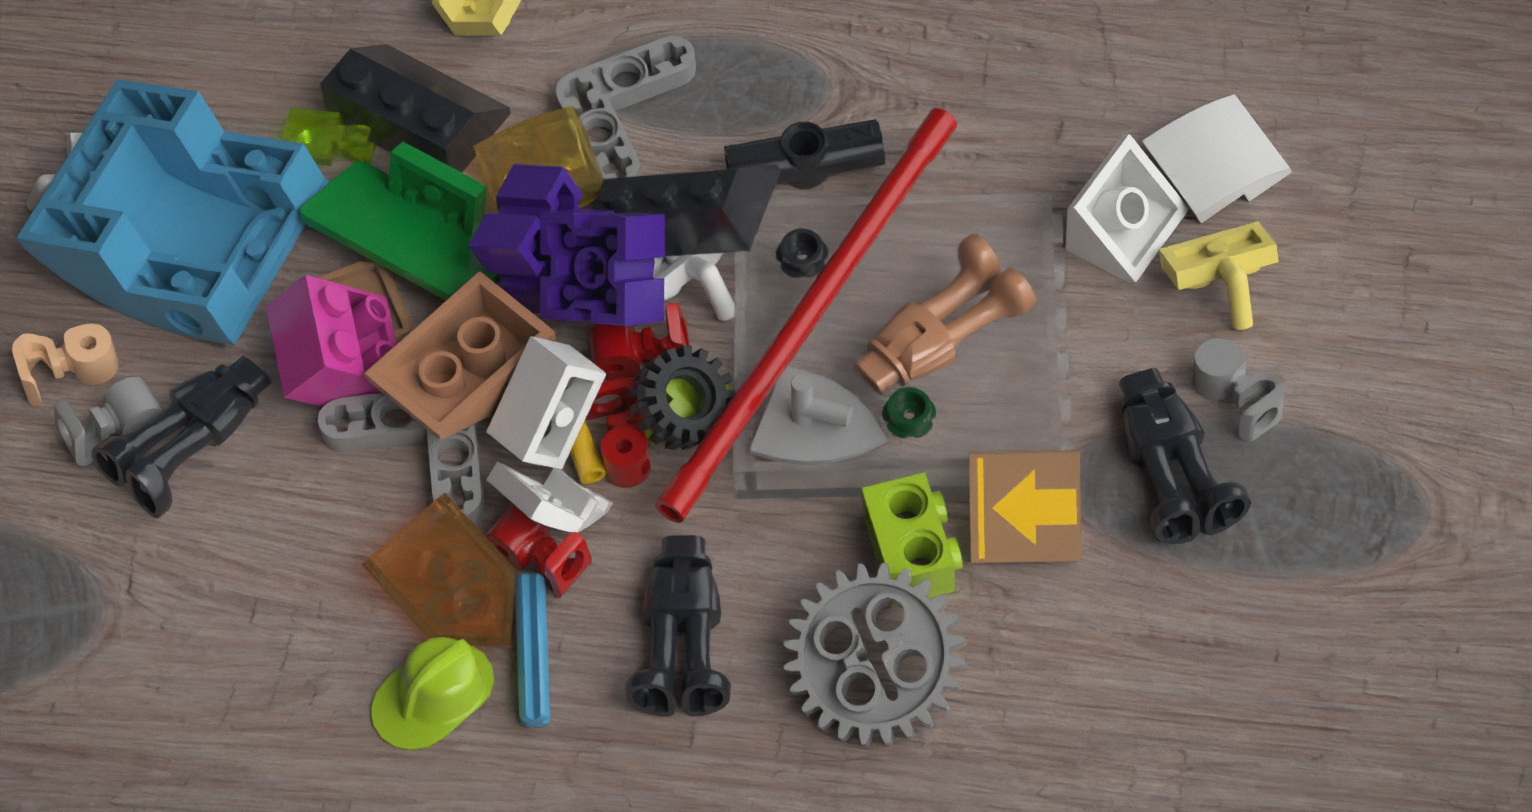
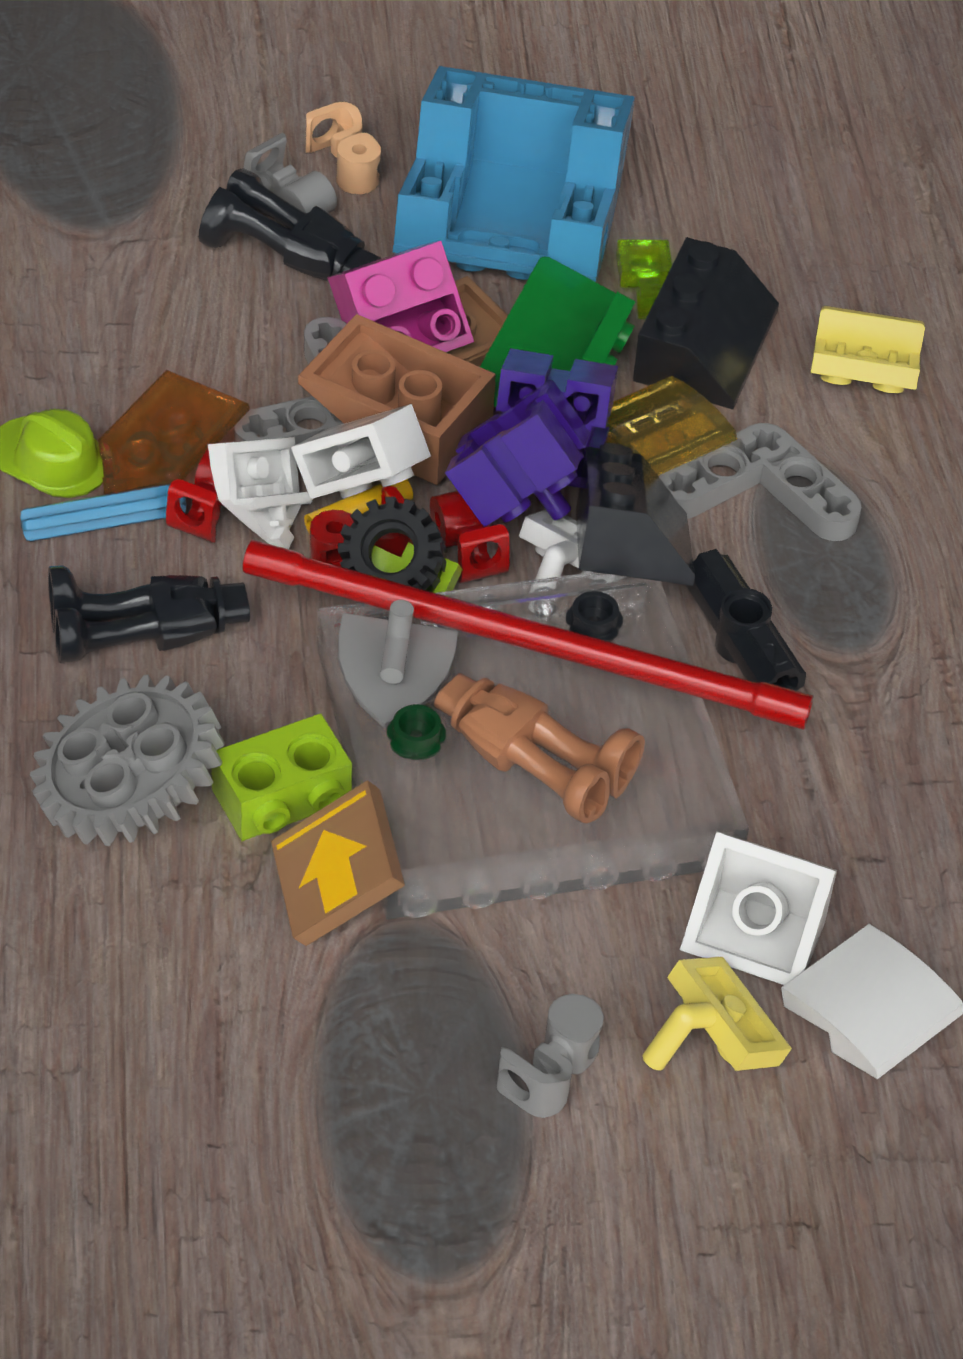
camera: 70 degrees right, 10 degrees down
(1163, 430) = (478, 994): black piece -> none

